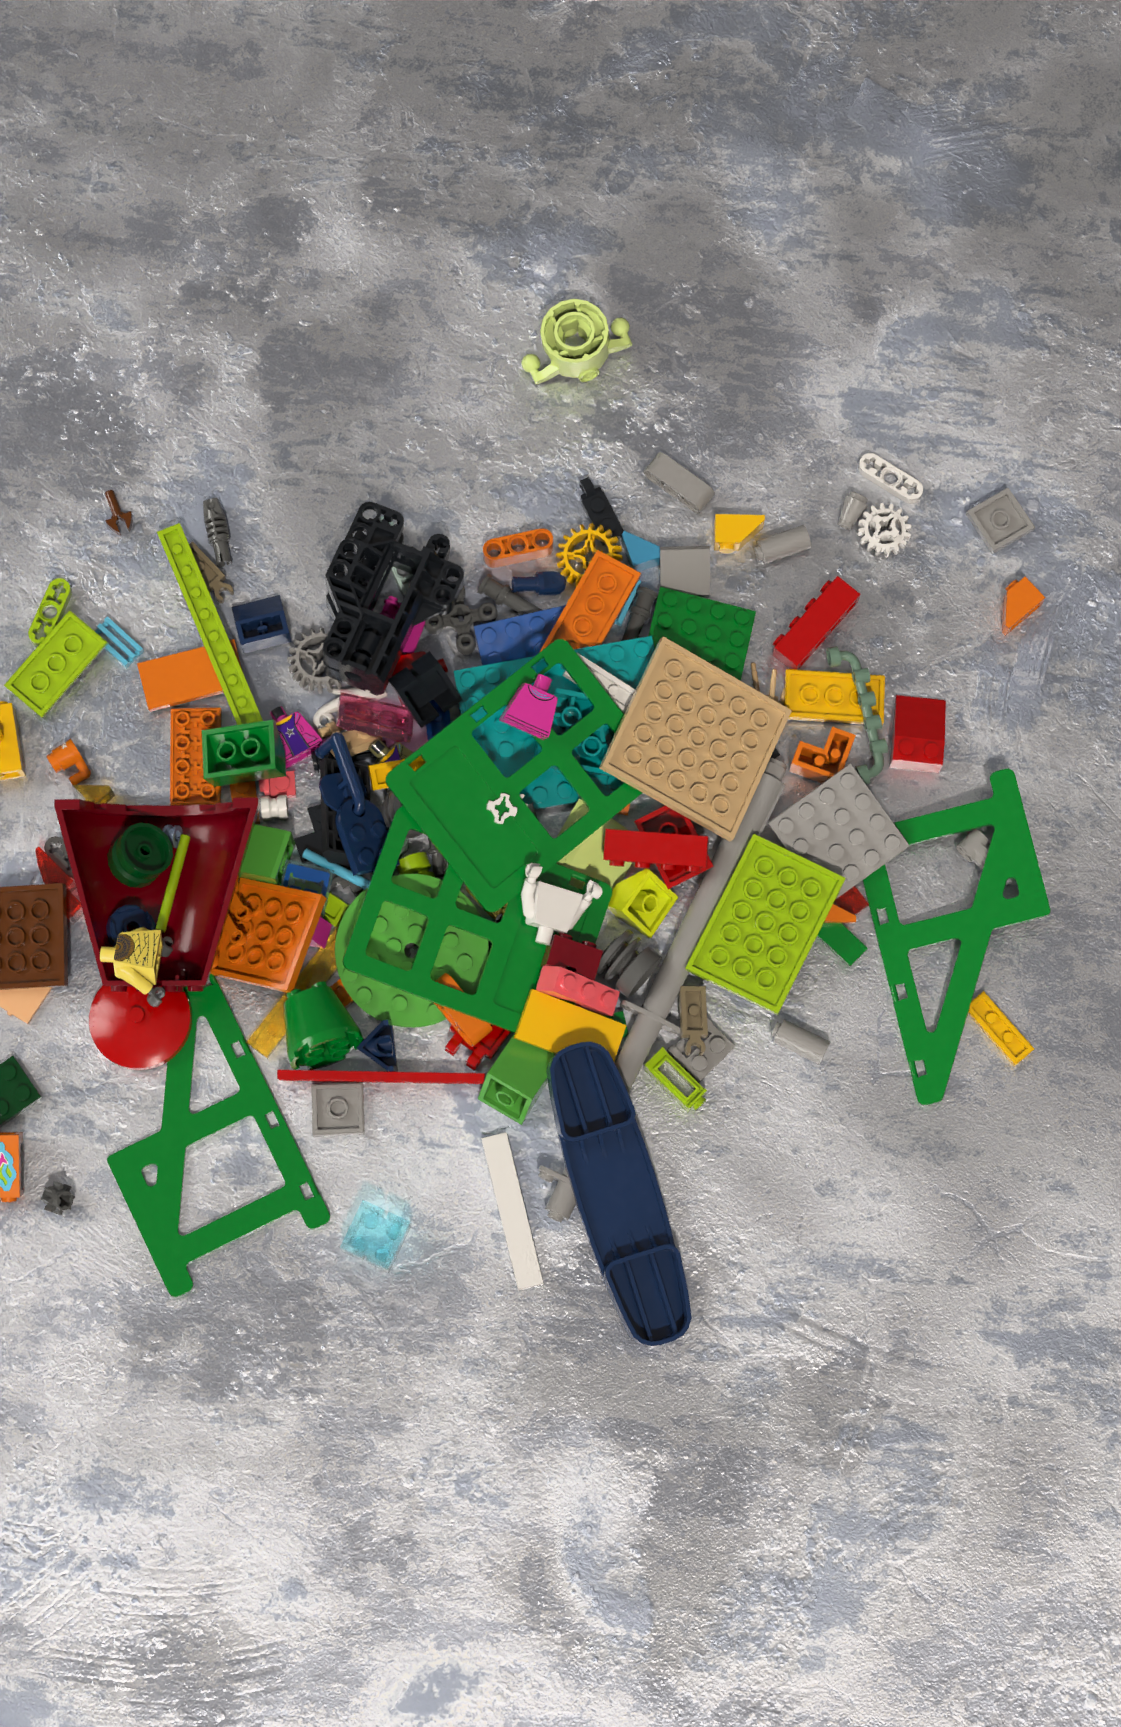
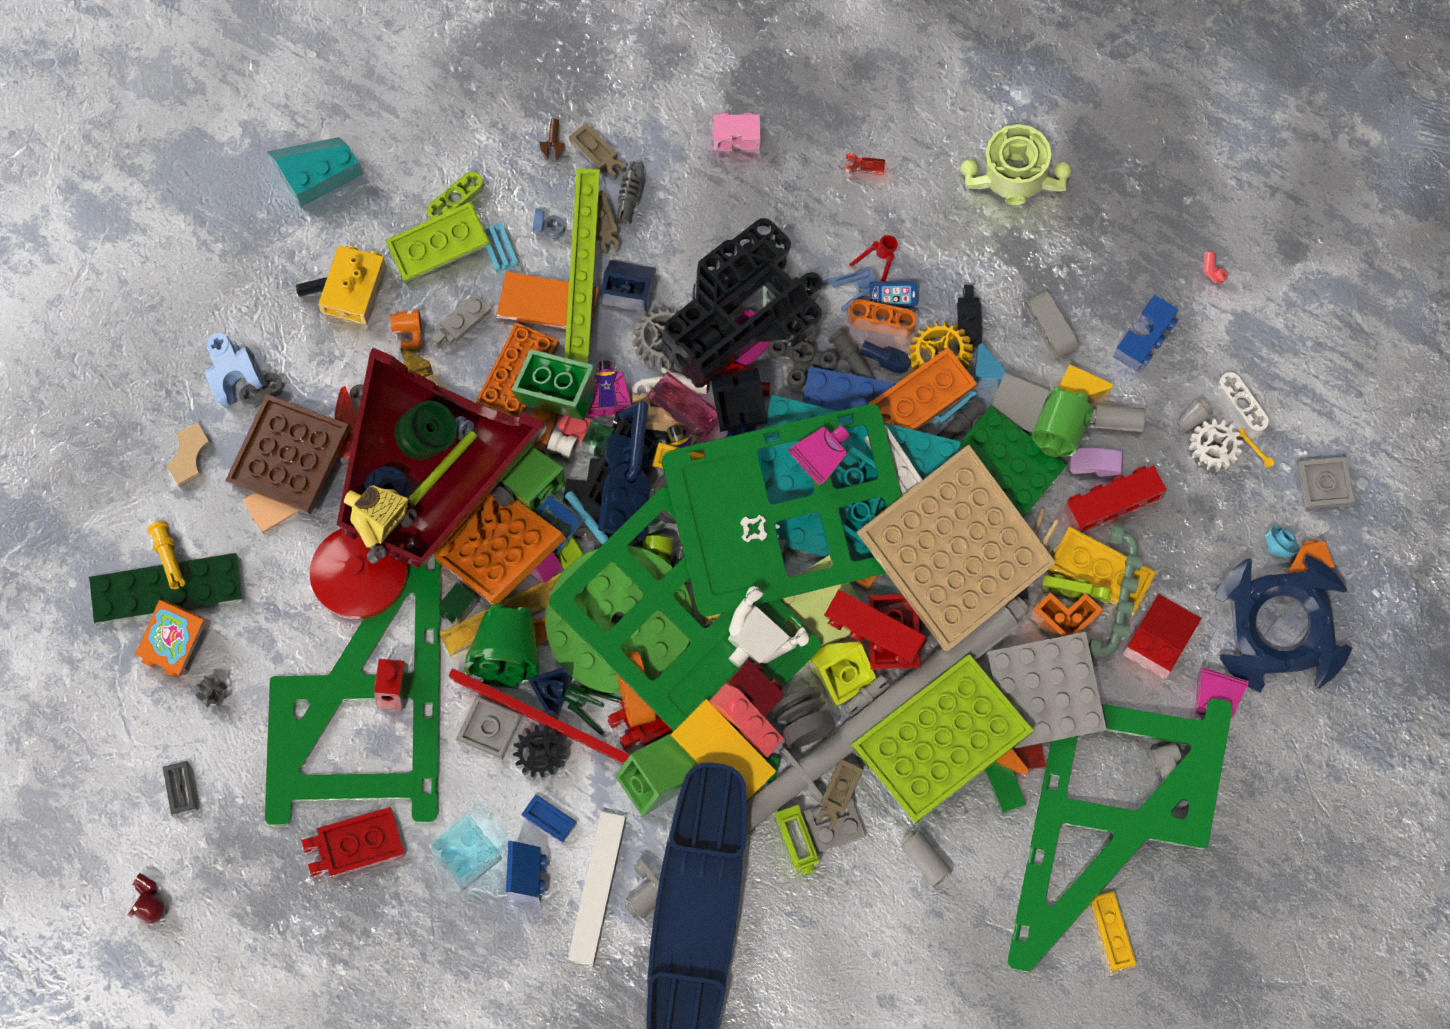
camera: 25 degrees right, 5 degrees down
(86, 1320) = (183, 809): none -> dark grey tile
(101, 1428) = (148, 906): none -> dark red piece
(116, 731) = (461, 321): none -> light grey hinge
(143, 599) = (538, 220): none -> medium blue tile
(164, 504) = (596, 150): none -> dark tan plate
(165, 592) = (548, 231): none -> sand blue bush
(227, 1112) = (390, 681): none -> red torso
(246, 883) = (503, 495): none -> dark grey plate
(250, 1007) = (457, 604): none -> dark green brick
(267, 1276) = (355, 844): none -> red tile
(291, 424) = (736, 131): none -> bright pink brick
(307, 787) = (595, 438): none -> clear green brick
(400, 1099) = (534, 761): none -> black gear
(408, 1039) = (579, 695): none -> dark green plant
(430, 404) = (865, 165): none -> clear red bar
(436, 1167) = (549, 819): none -> blue tile
(439, 1228) = (524, 872): none -> blue slope
(479, 518) = (860, 281): none -> medium blue plant
(490, 480) = (884, 249): none -> red plant
(517, 518) = (894, 292): none -> tile
(674, 916) = (866, 696): none -> light grey pin
(735, 574) = (1062, 423): none -> bright green cylinder
(775, 432) = (1135, 349): none -> blue arch
(782, 594) = (1102, 461): none -> lavender slope
(802, 729) = (1059, 585): none -> lime plate
(804, 363) = (1211, 271): none -> coral arm
(939, 524) = (1268, 462): none -> yellow hinge
(986, 595) = (1281, 542): none -> medium azure plate
(991, 758) = (1218, 686): none -> dark pink torso
(1062, 680) = (1308, 590): none -> dark blue piece

